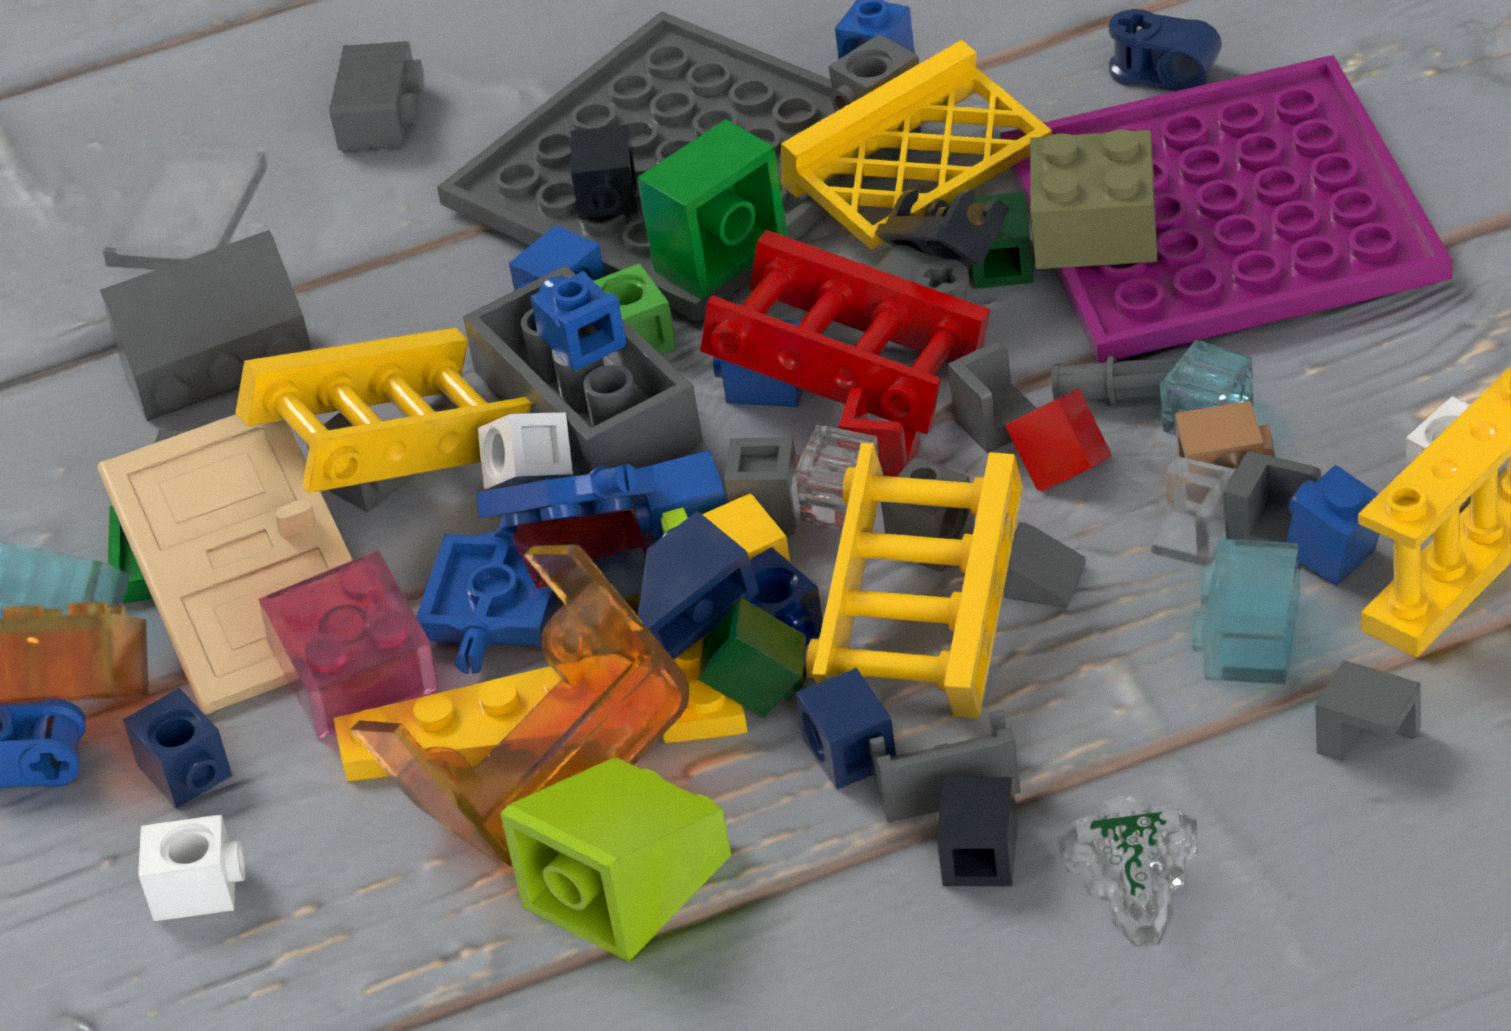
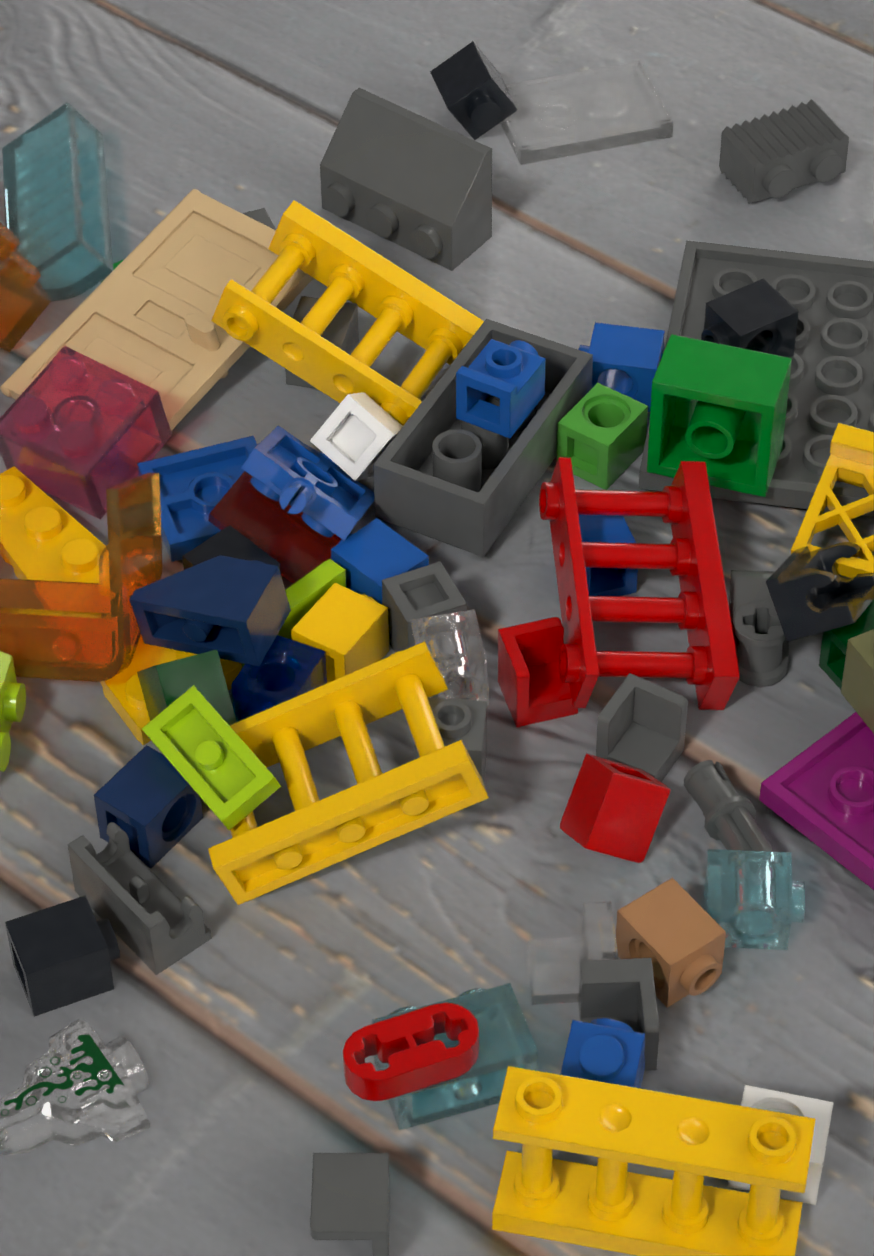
camera: 55 degrees right, 5 degrees up
(110, 250) = (473, 90): none -> black brick
(859, 640) = (211, 757): none -> lime plate
(1042, 568) = (441, 866): dark grey slope -> none
(1251, 607) = (411, 1051): none -> red beam

